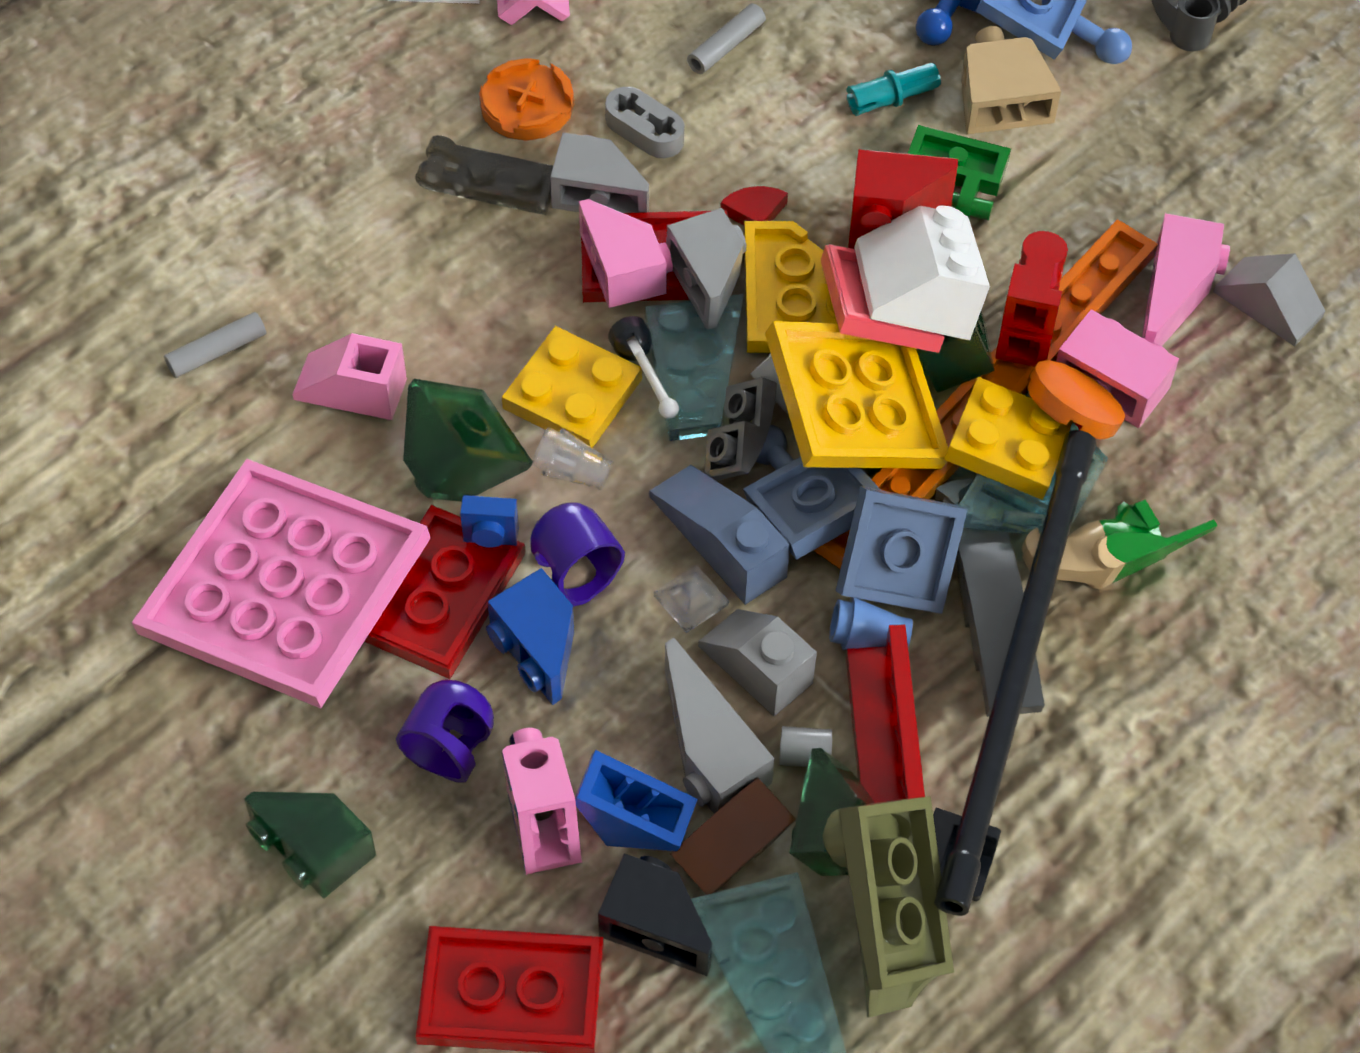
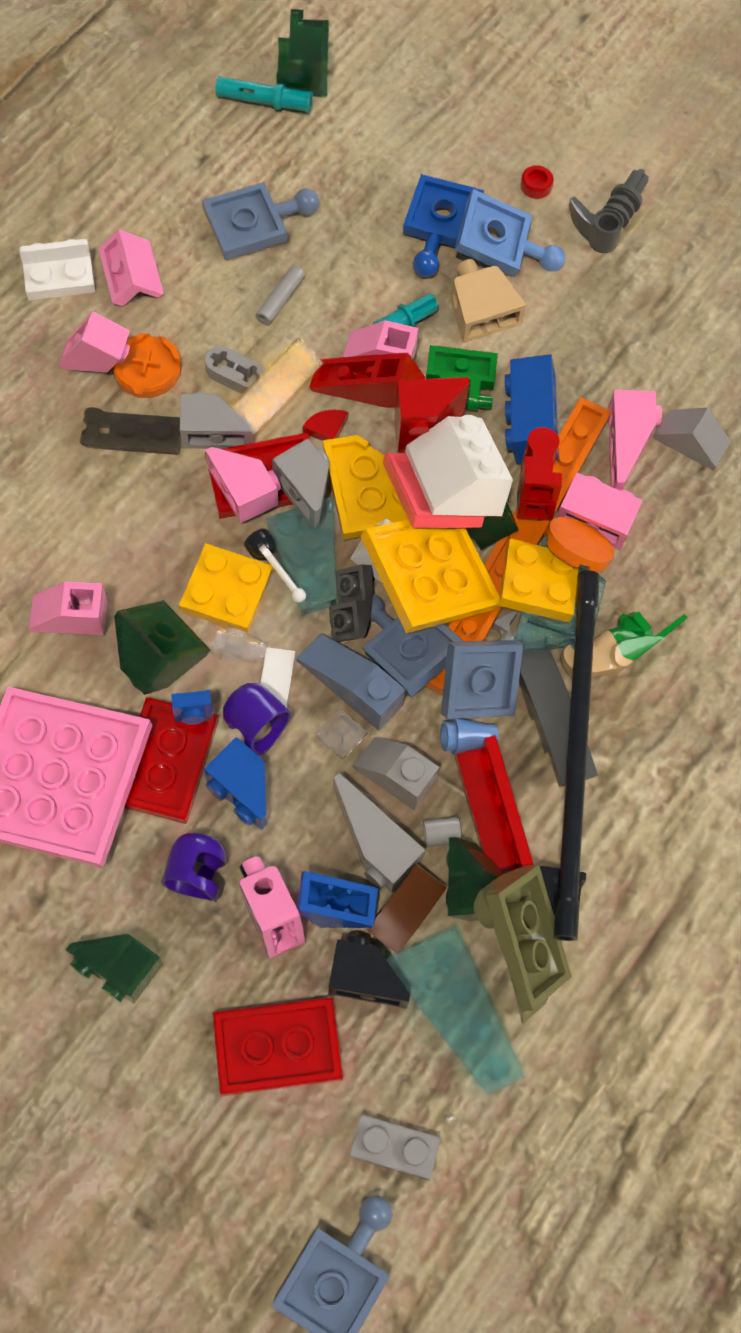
camera: 15 degrees left, 10 degrees up
(462, 60) = (95, 345): none -> bright pink slope
(621, 505) = (278, 672): none -> white sticker
(697, 143) = (277, 384): none -> clear yellow tile
(816, 153) = (365, 378): none -> red slope
(852, 118) = (382, 338): none -> bright pink slope
(1049, 198) = (532, 400): none -> blue brick

